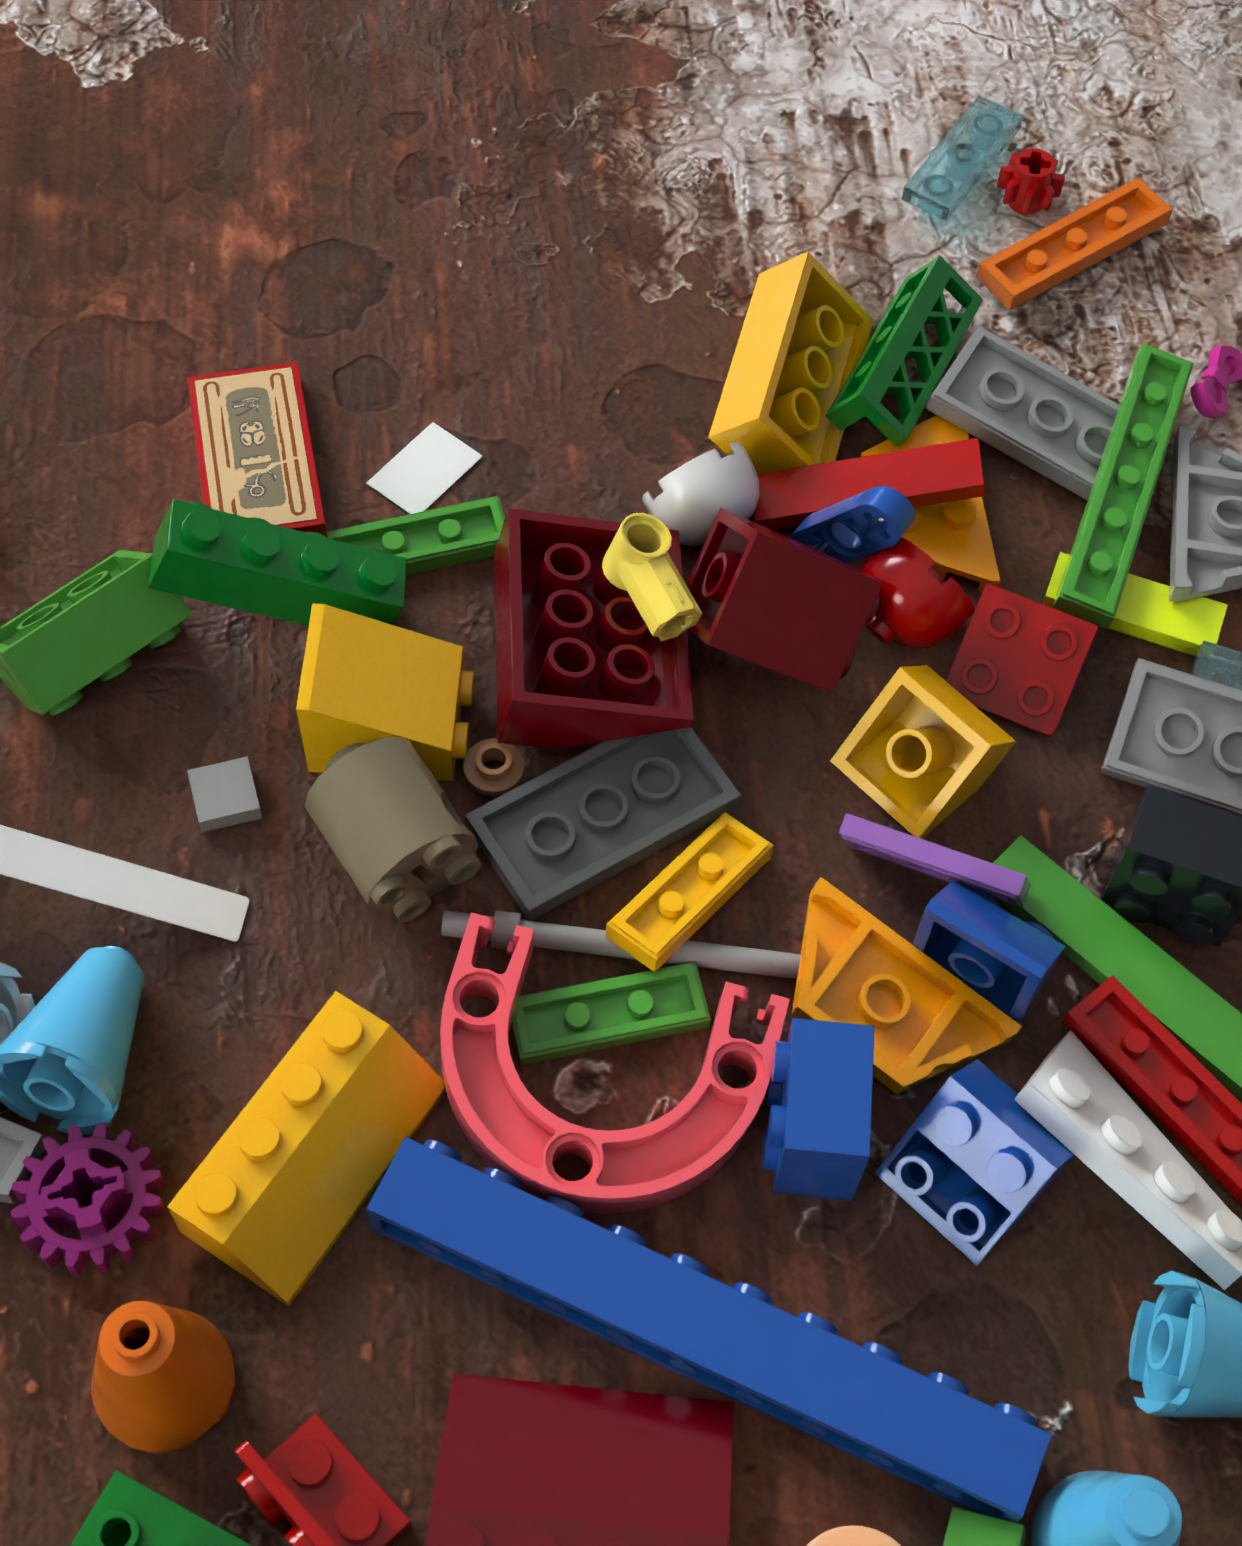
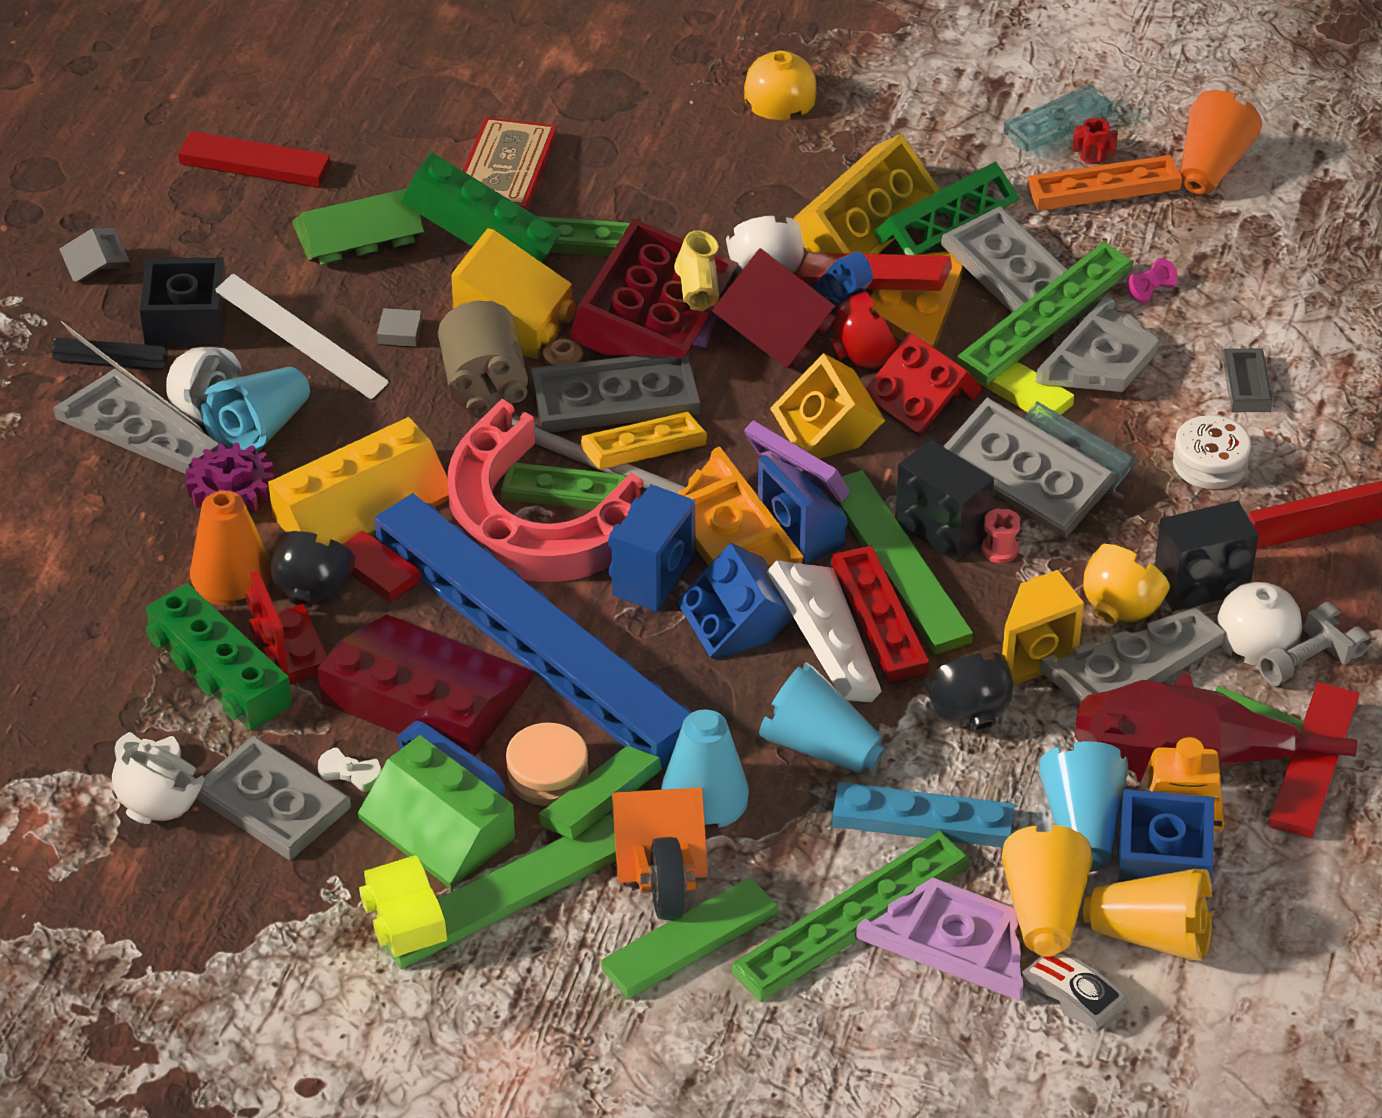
camera: 25 degrees right, 15 degrees down
(303, 1354) = (308, 569): none -> black cylinder
(394, 1280) = (381, 567): none -> red tile
(424, 469) = (607, 202): white sticker -> none
(576, 209) = (780, 86): none -> yellow cylinder
(1188, 138) = (1216, 139): none -> orange cone

